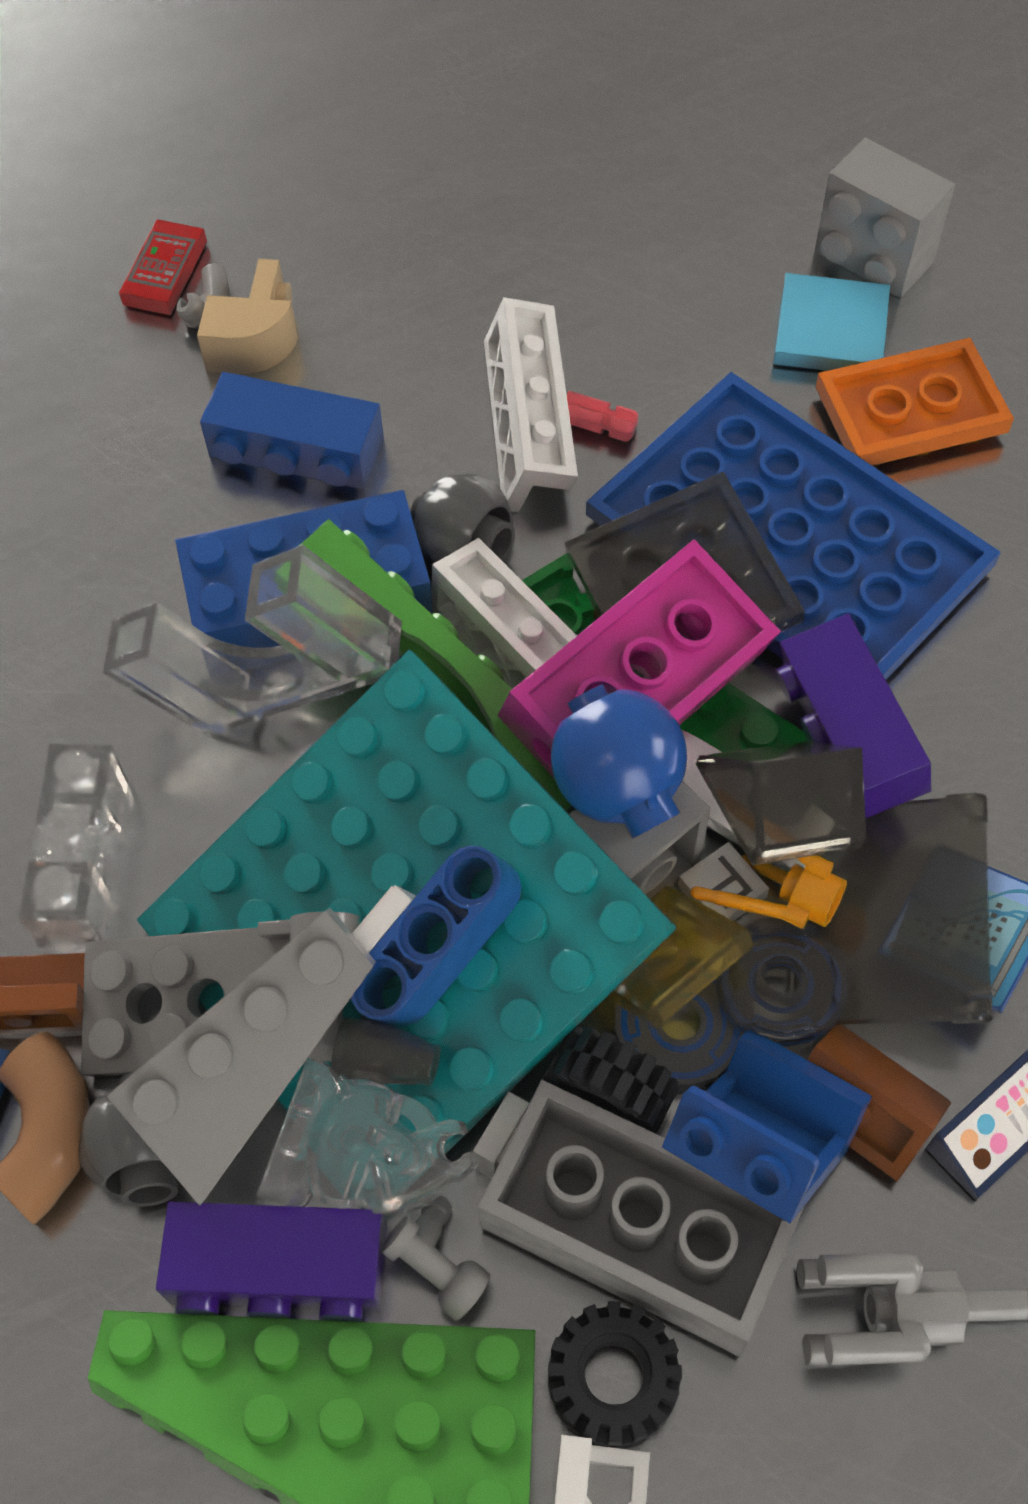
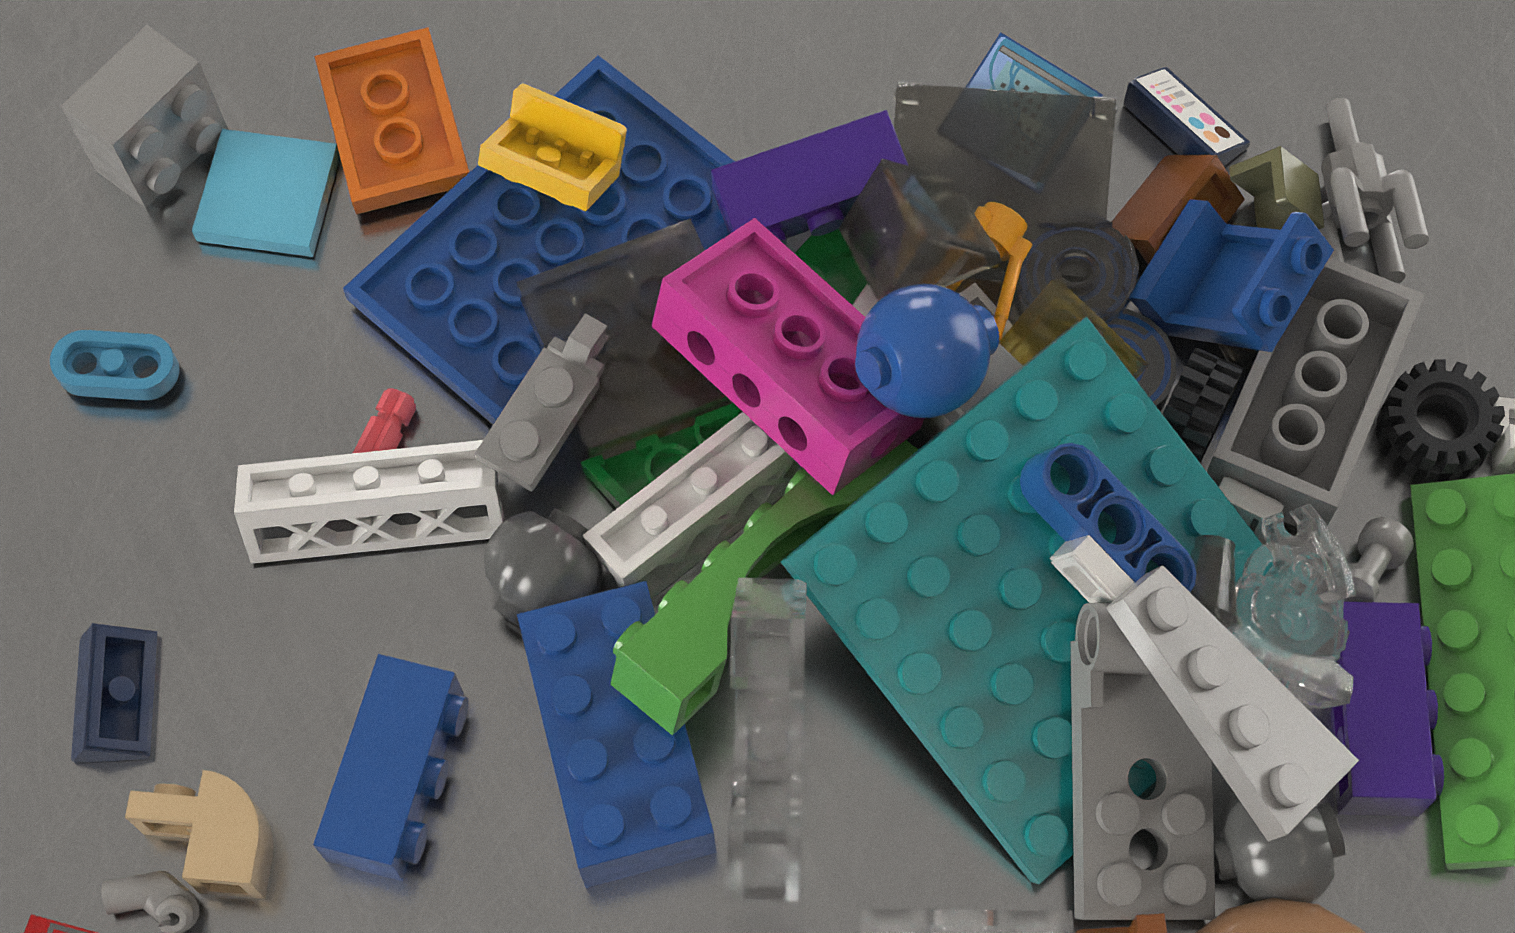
camera: 90 degrees left, 5 degrees up
(375, 264) = (114, 694): none -> dark blue slope
(600, 500) = (546, 405): none -> light grey hinge
(656, 235) = (119, 364): none -> dark azure plate
(872, 505) = (555, 148): none -> yellow bracket
(893, 1211) = (1279, 187): none -> olive panel

